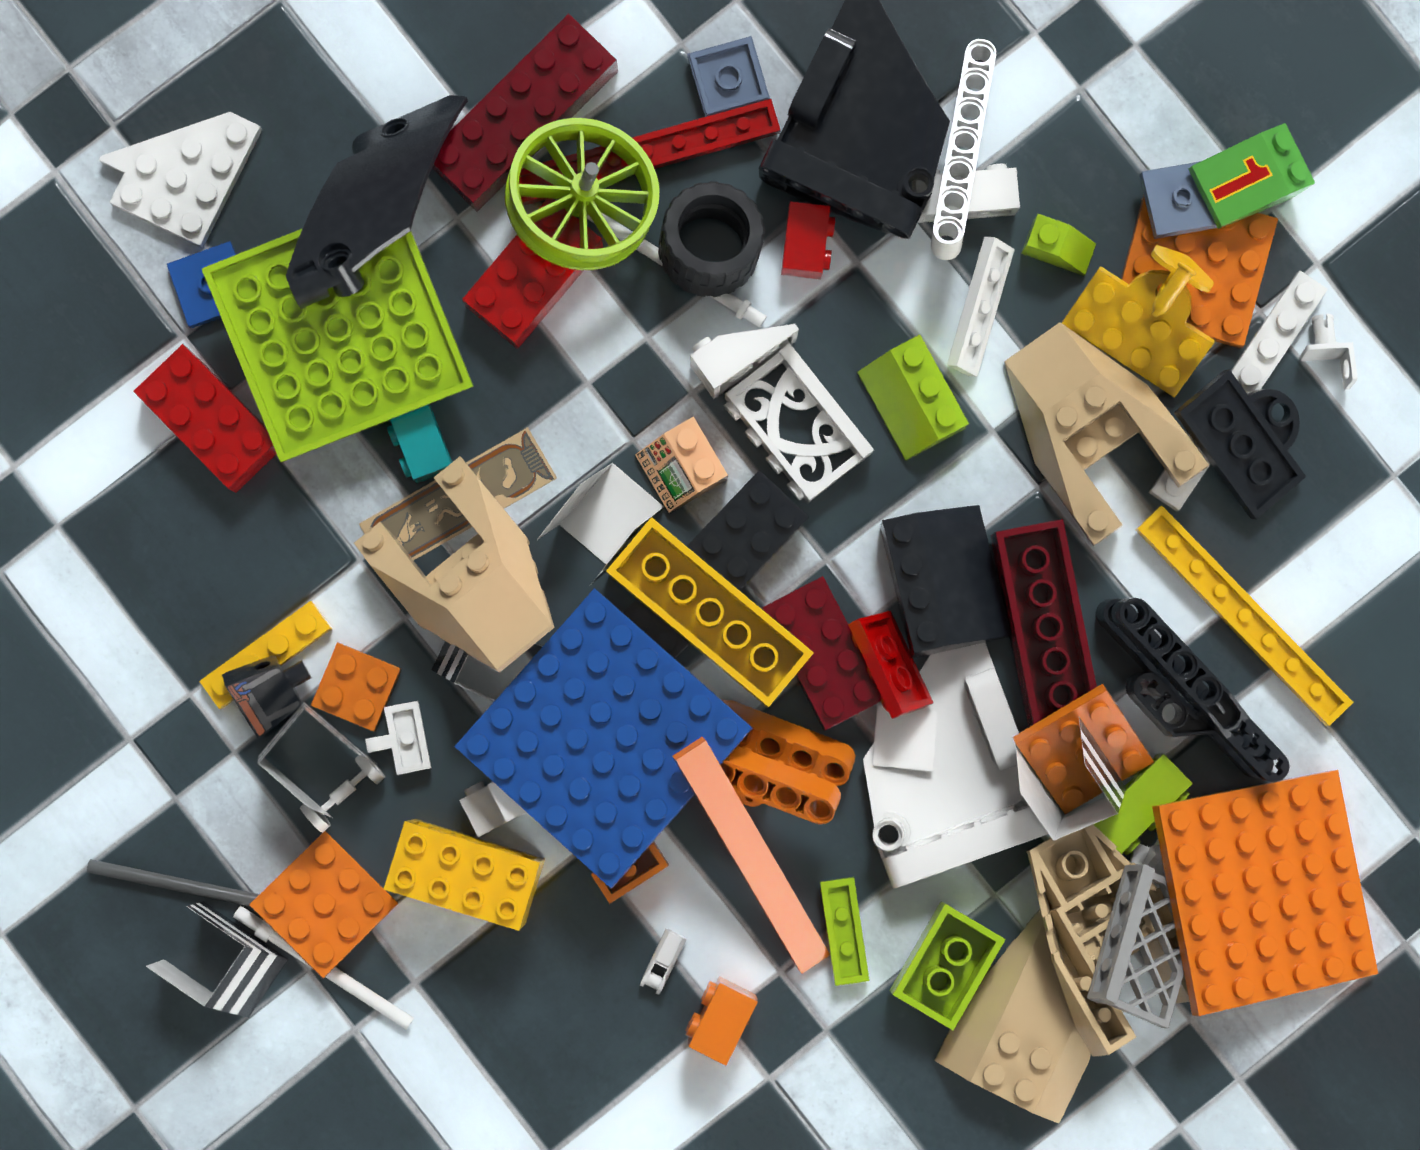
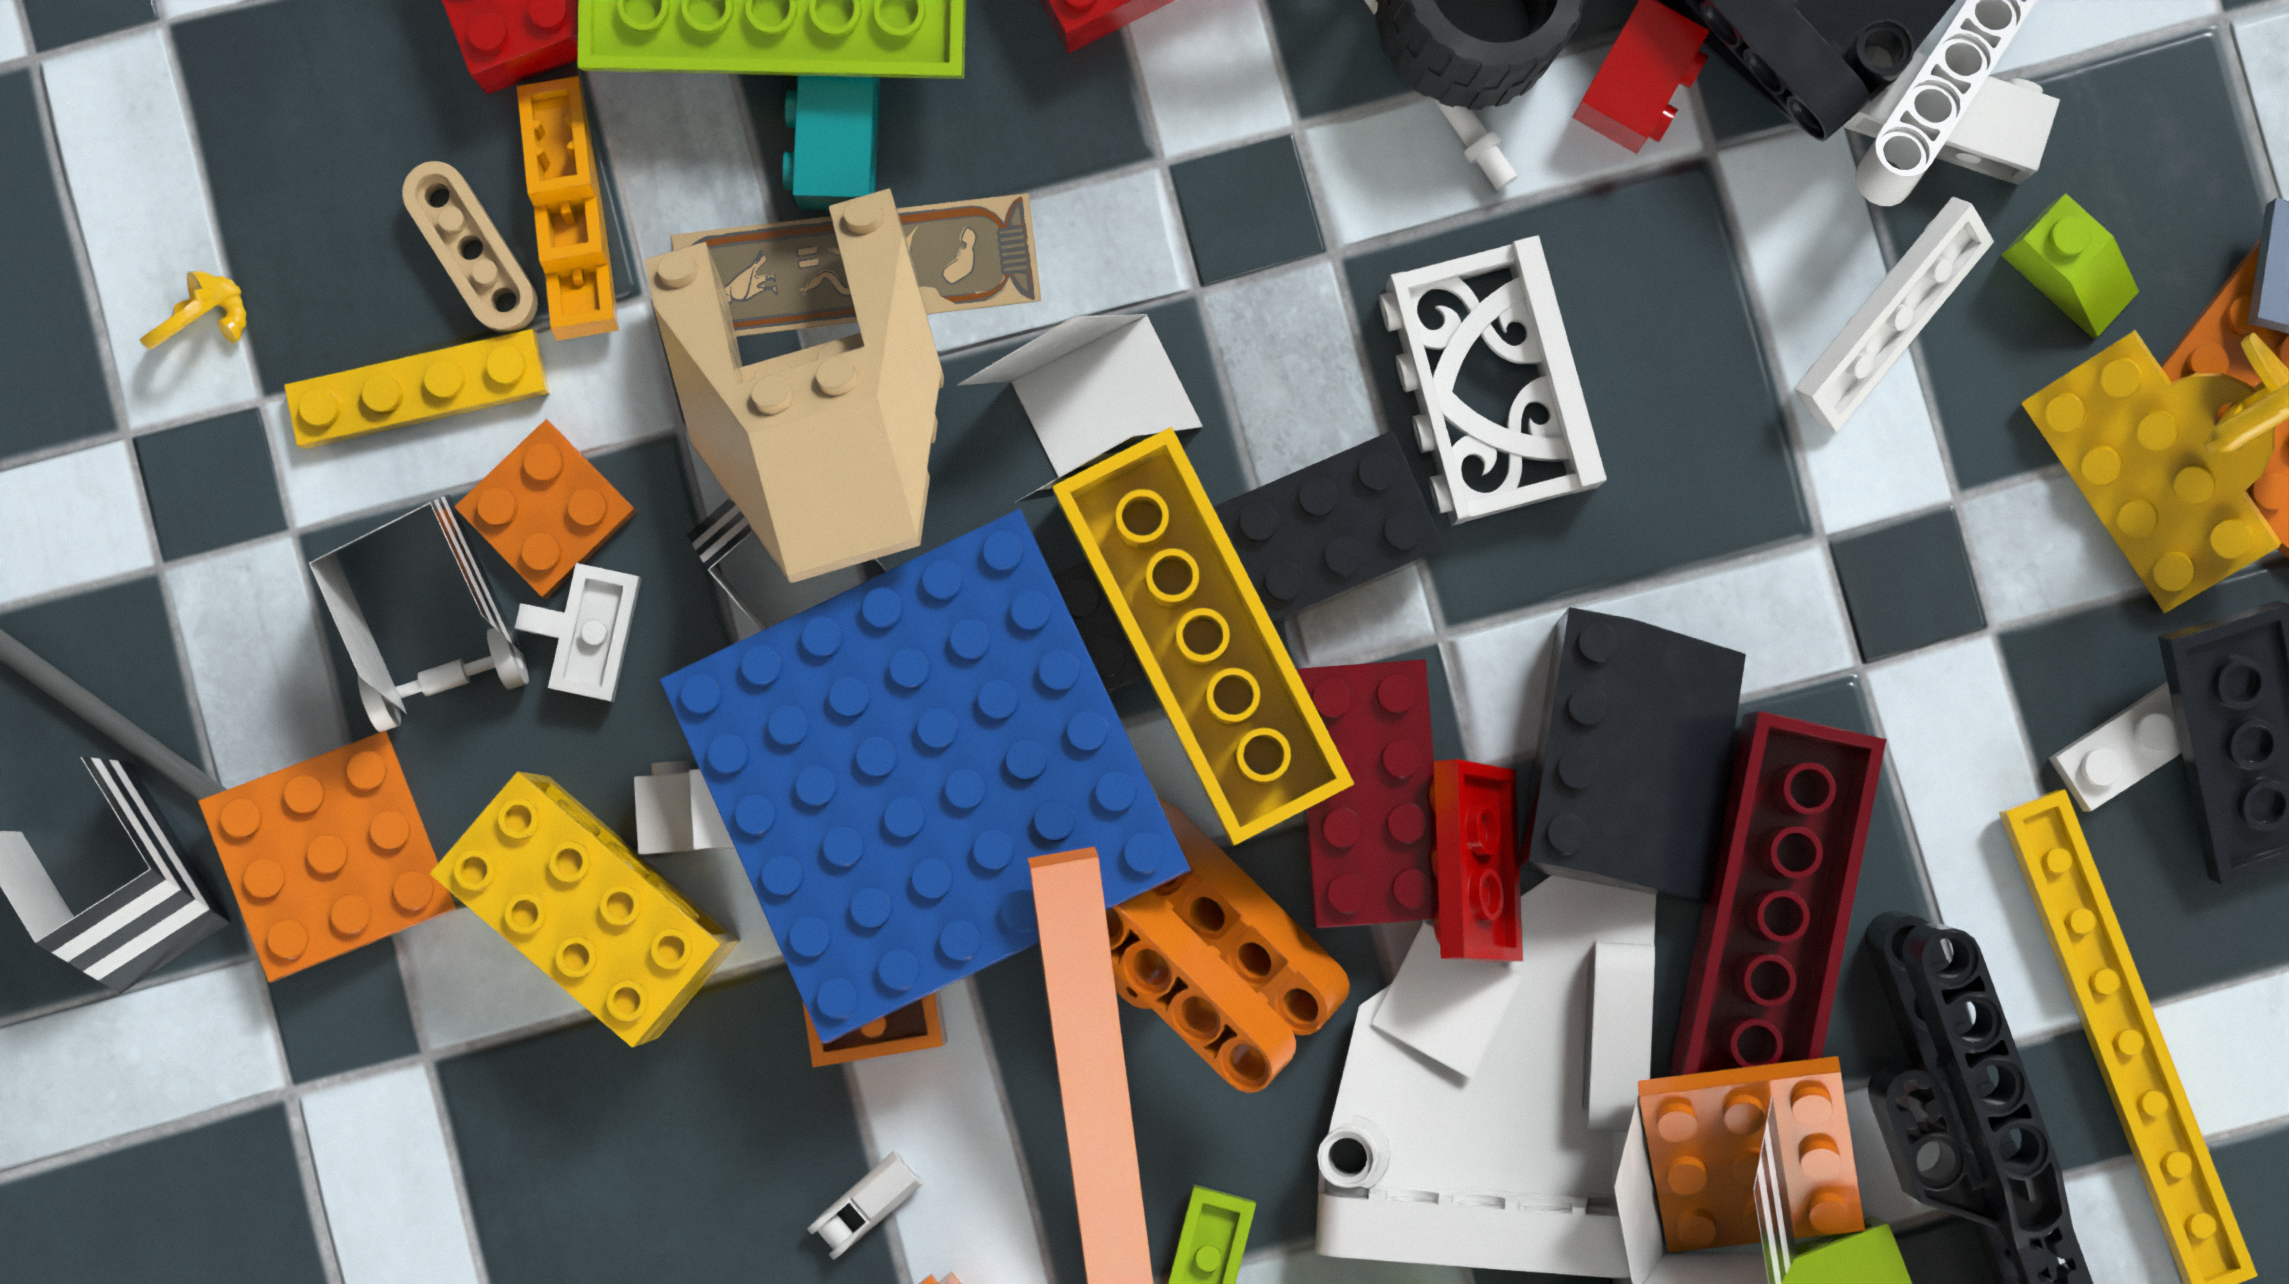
camera: 25 degrees right, 0 degrees up
(140, 653) = (204, 293): none -> yellow piece
(248, 567) = (451, 229): none -> tan plate
(265, 933) = (297, 986): white bar -> none
(266, 691) = (385, 449): black torso -> none
(302, 532) = (567, 208): none -> light orange slope
(681, 465) = (1263, 367): light nougat slope -> none
(735, 355) = (1435, 216): white slope -> none
(913, 397) = (1711, 420): lime slope -> none
(1081, 409) = (1995, 564): tan wedge -> none

